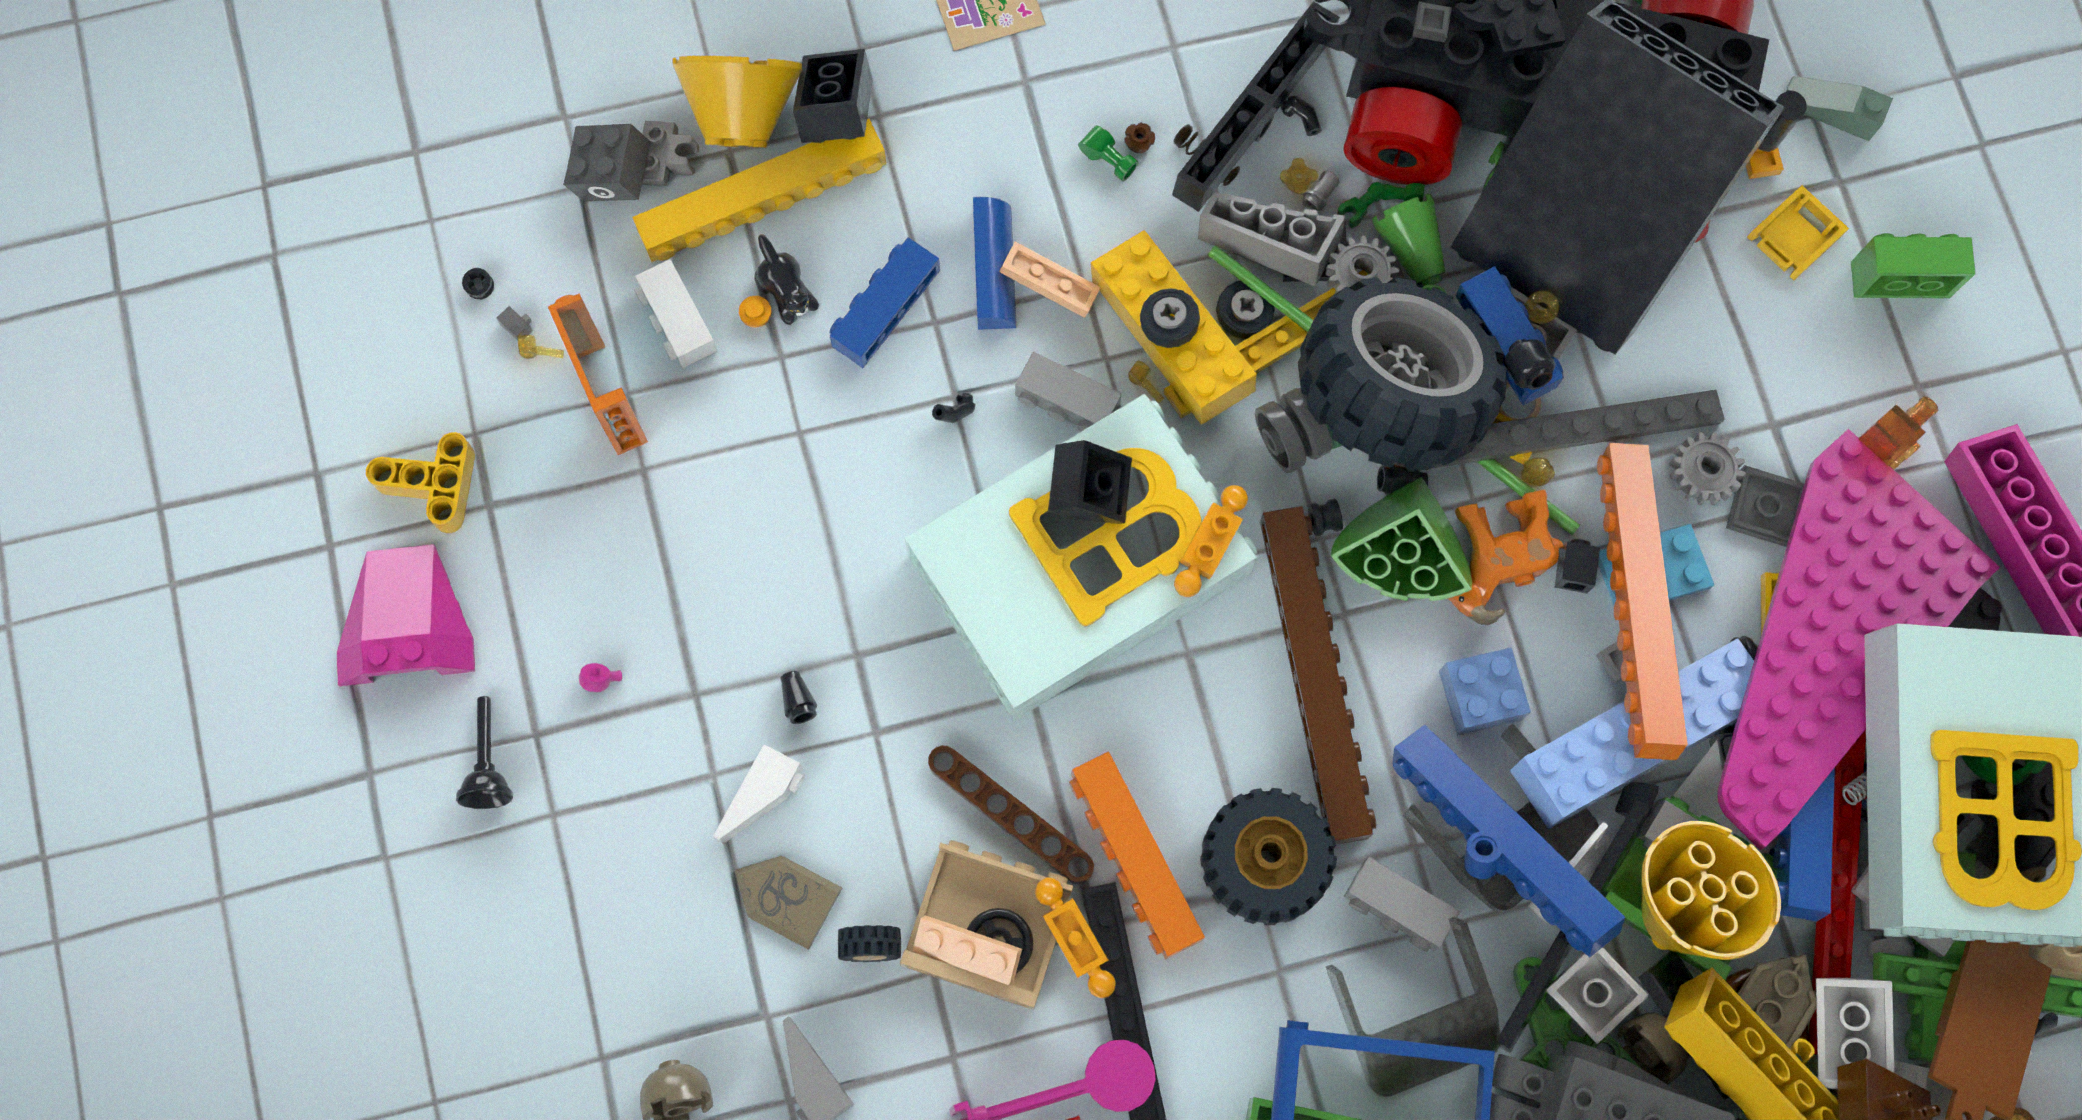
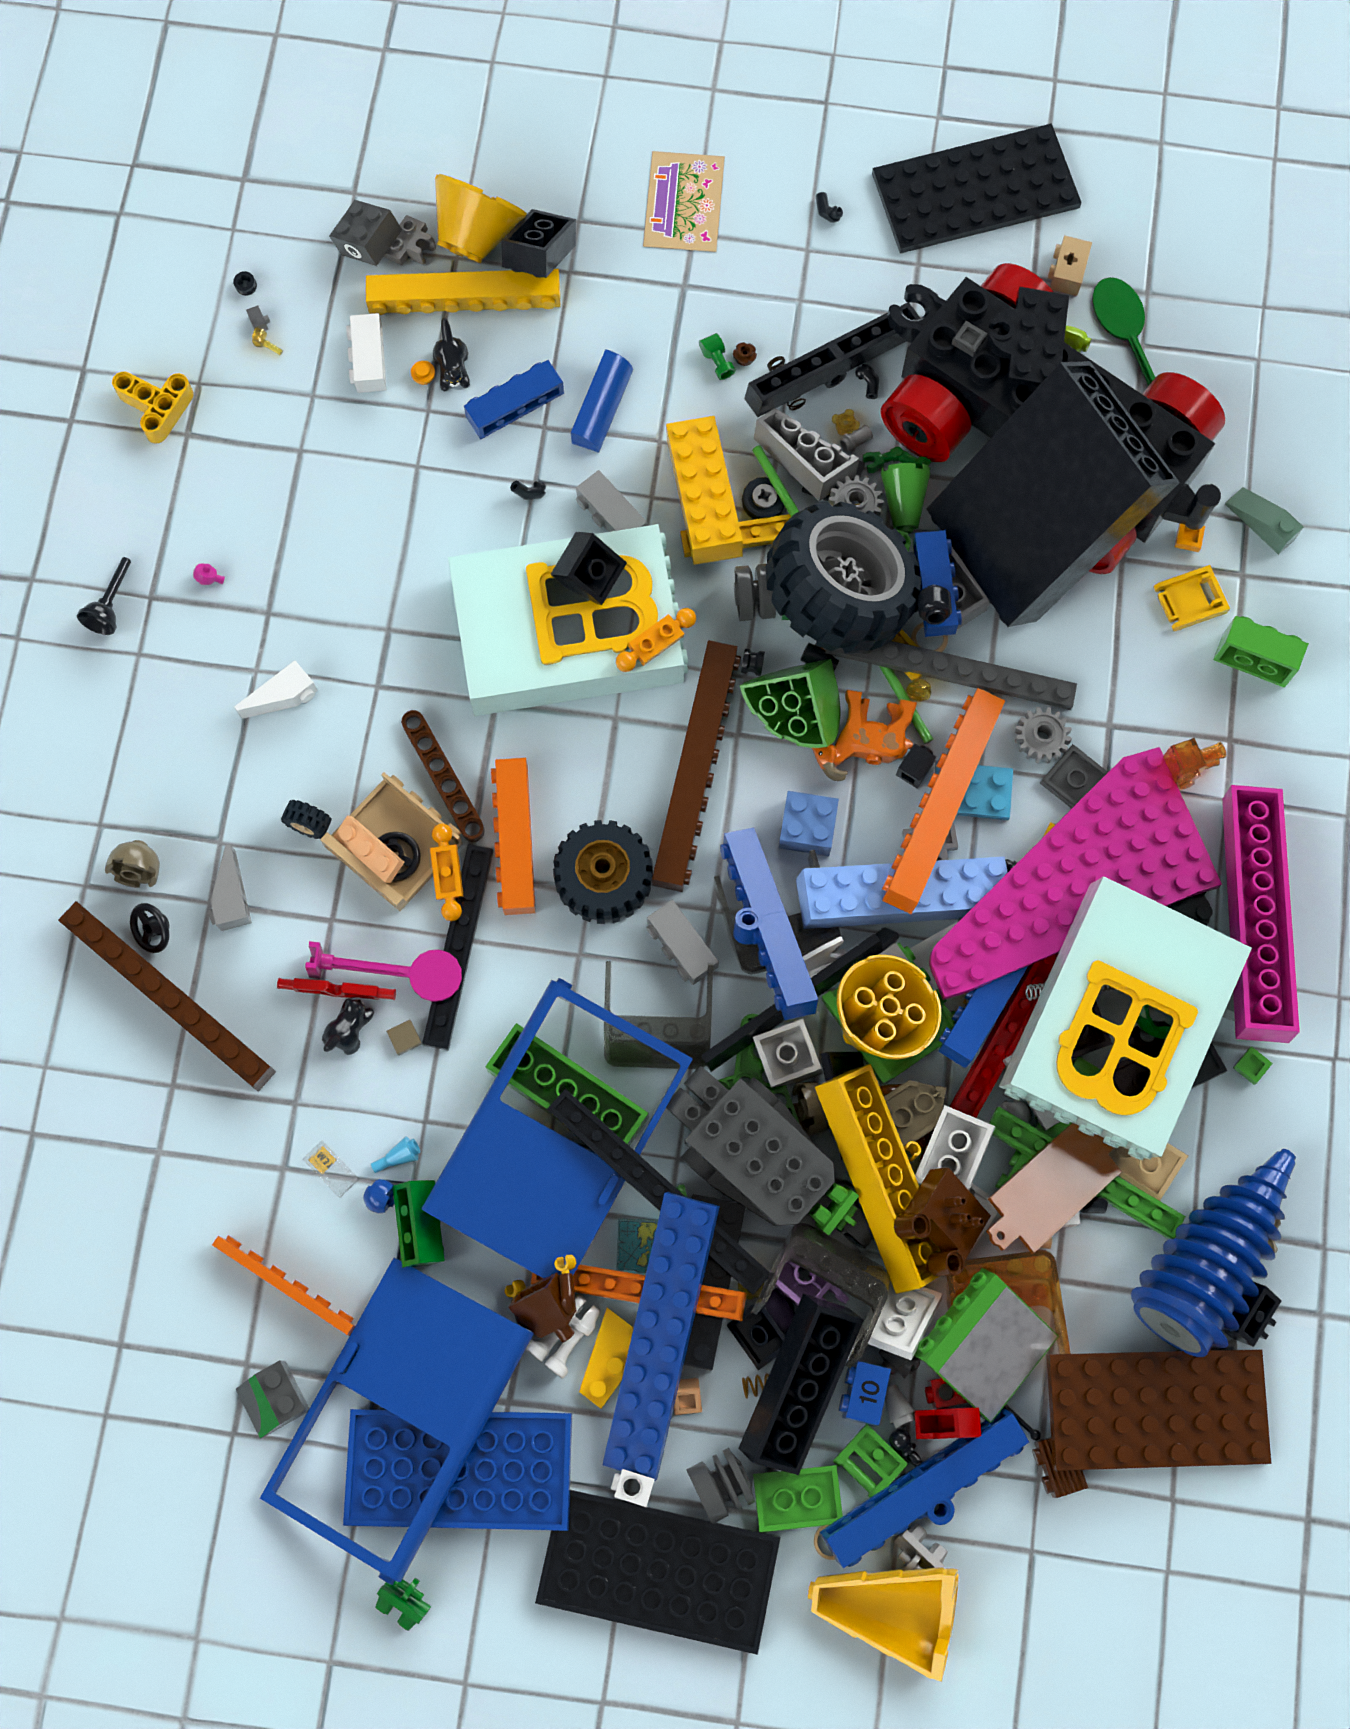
camera: 25 degrees right, 0 degrees up
(403, 619) = (97, 487): dark pink wedge -> none
(582, 339) = (287, 344): orange panel -> none
(787, 898) = (268, 770): dark tan tile -> none
(797, 699) = (333, 641): black cone -> none
(1049, 279) = (634, 426): light nougat plate -> none
(1138, 376) = (669, 514): clear yellow hand -> none
(1166, 329) = (707, 480): black wheel -> none
(1542, 316) = (963, 576): clear yellow plate -> none

